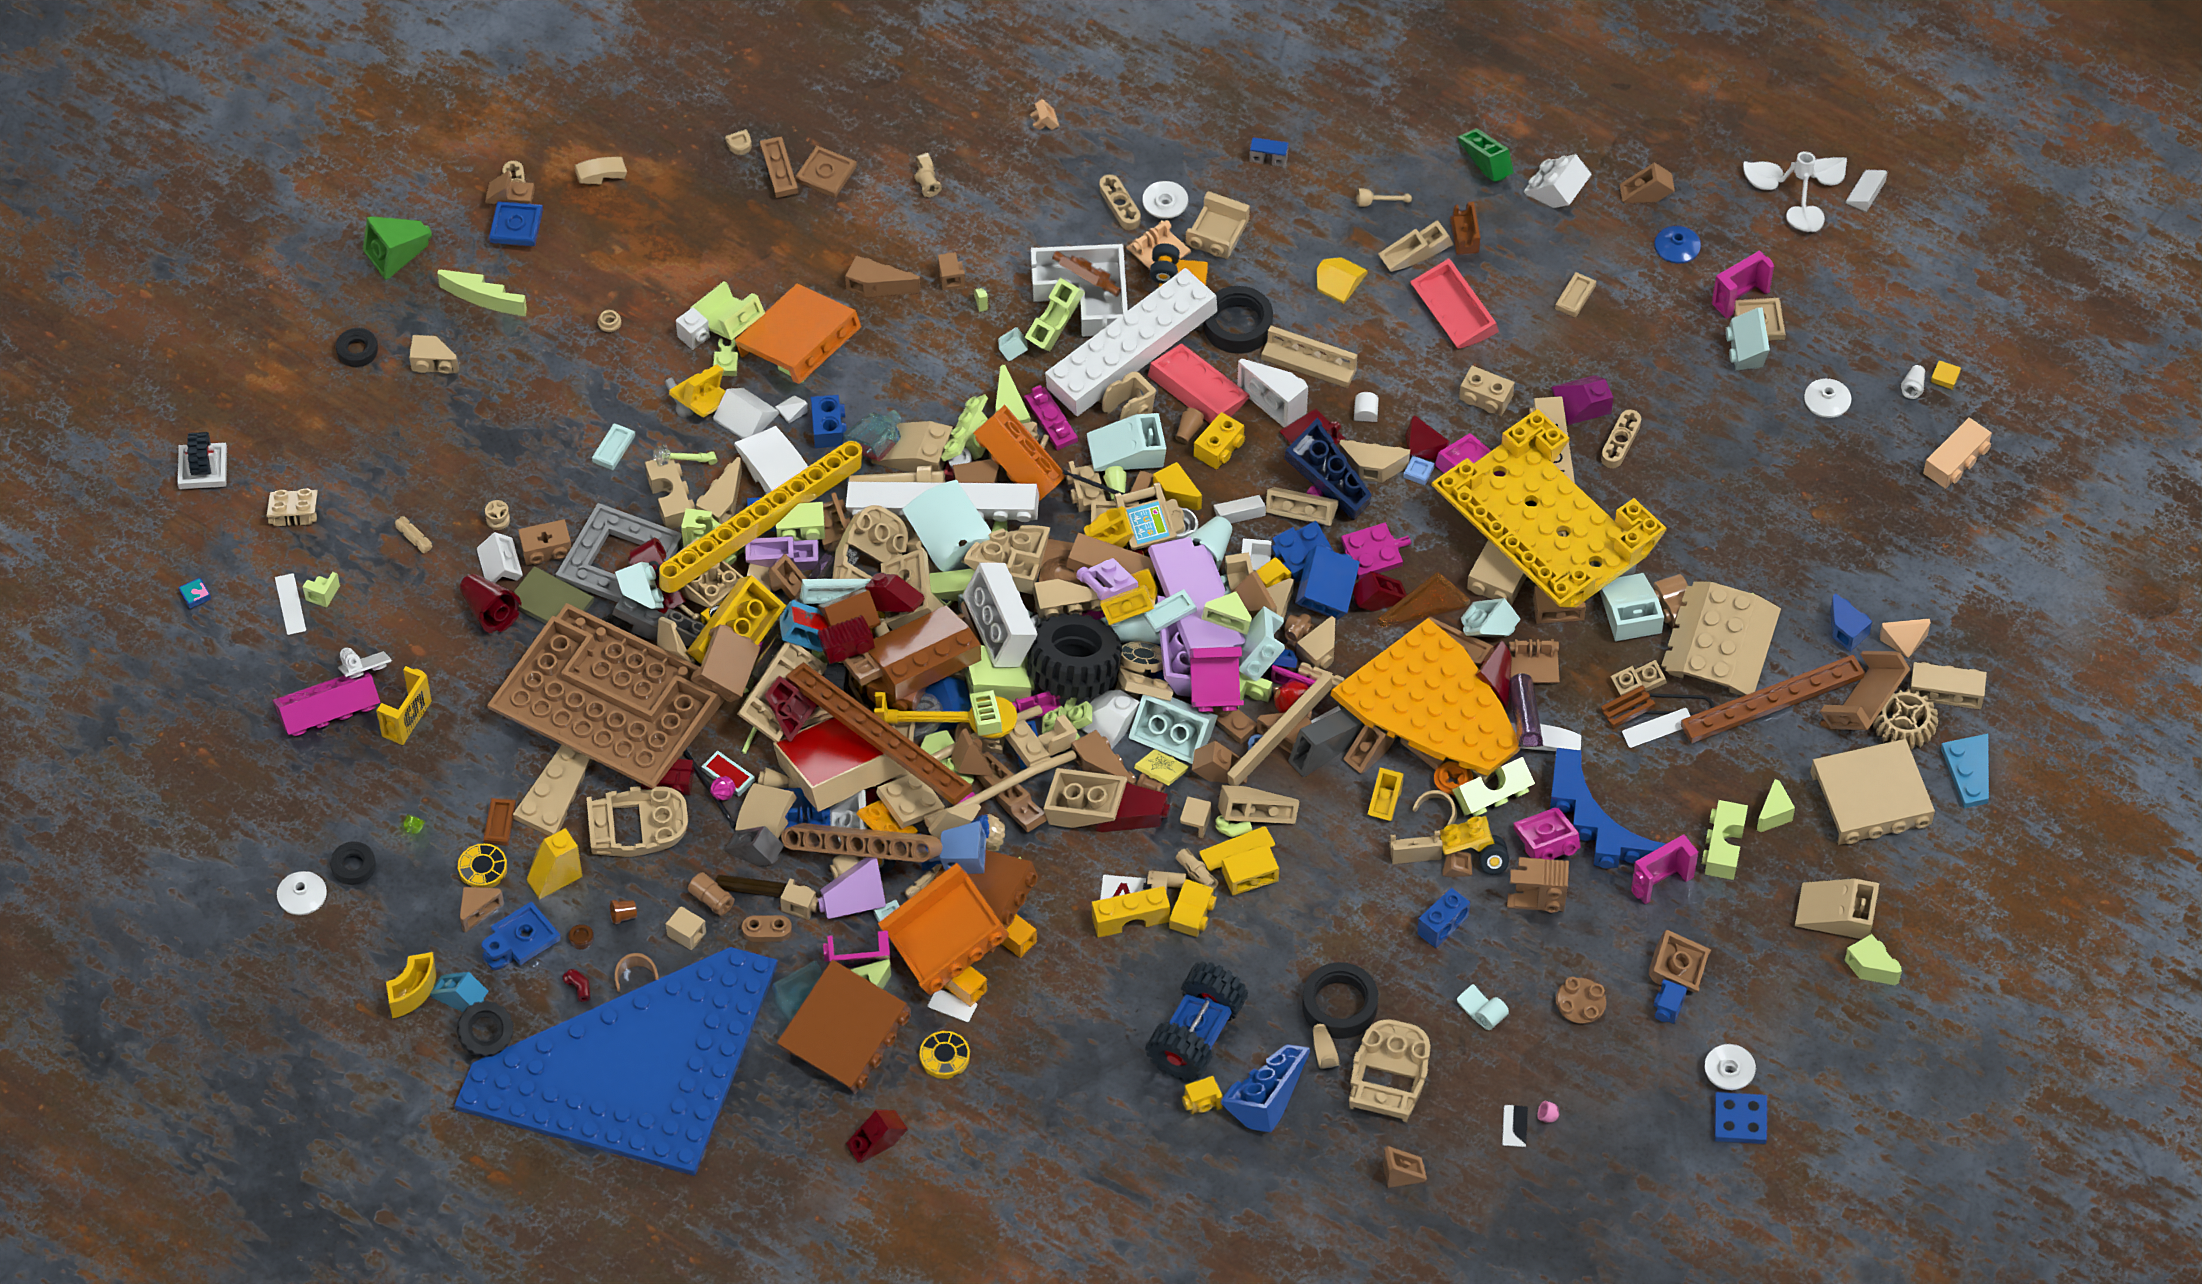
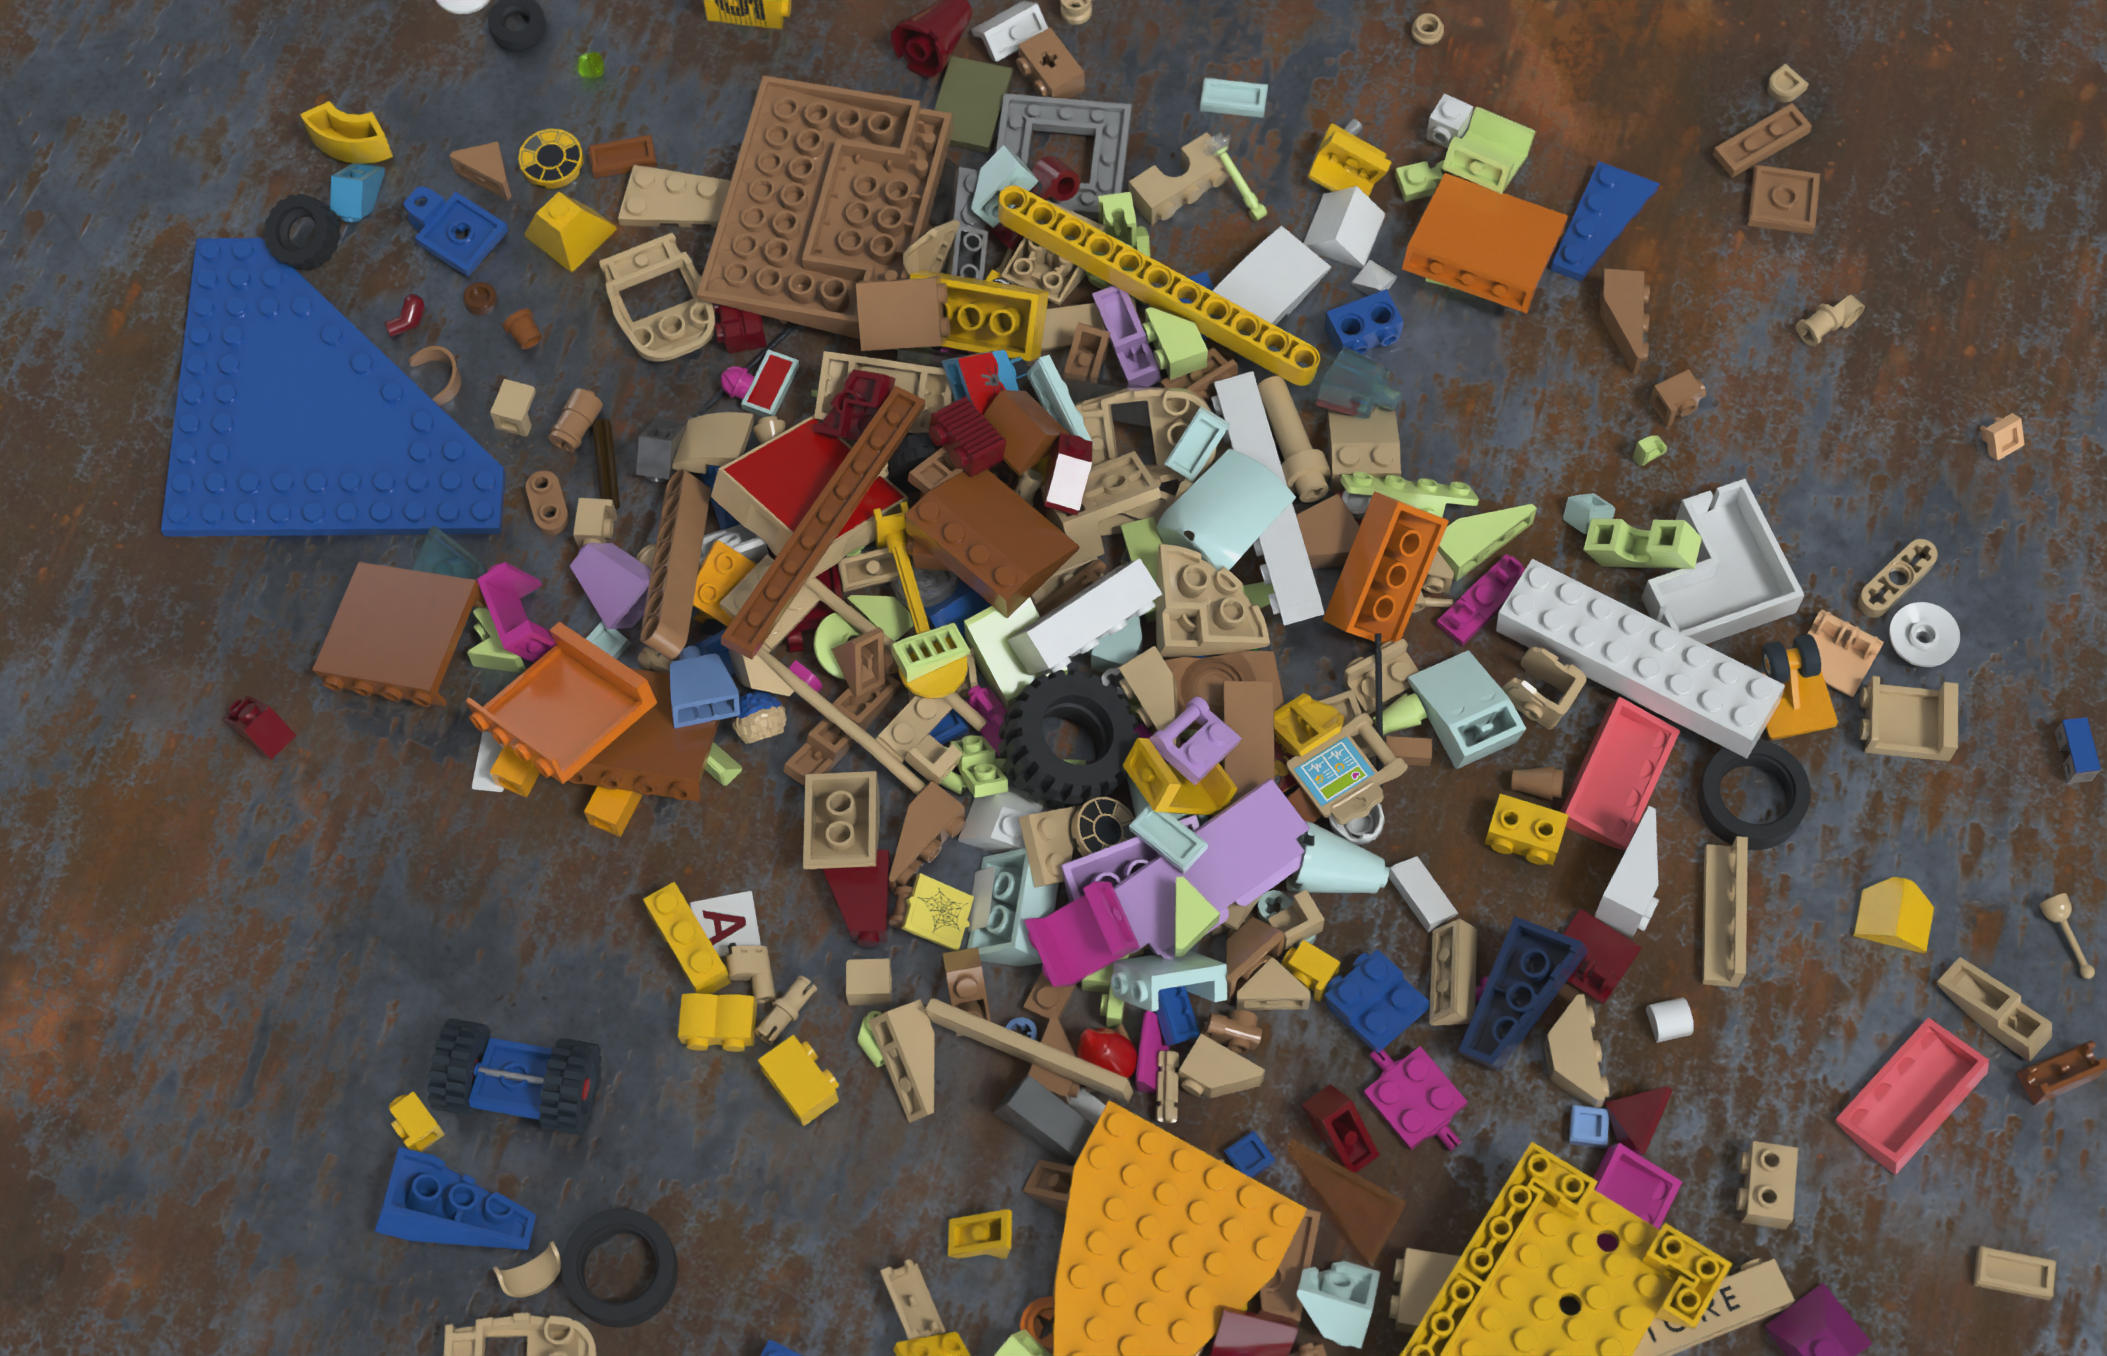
camera: 75 degrees right, 10 degrees up
(723, 493) = (1194, 242): tan slope -> none
(791, 266) = (1600, 218): none -> blue wing
(893, 524) = (1197, 443): none -> light aqua tile
(944, 1054) = (408, 773): tile -> none
(1086, 271) = (1734, 564): dark orange plate -> none
(1152, 739) = (982, 898): none -> white sticker
(1178, 486) = (1422, 793): yellow slope -> none
(1213, 855) = (841, 1055): yellow piece -> none
(1258, 550) = (1343, 935): white panel -> none
(1327, 582) = (1321, 1046): blue brick -> none
(1376, 645) = (1249, 1155): none -> blue tile
(1437, 794) = (1010, 1326): tan helmet -> none

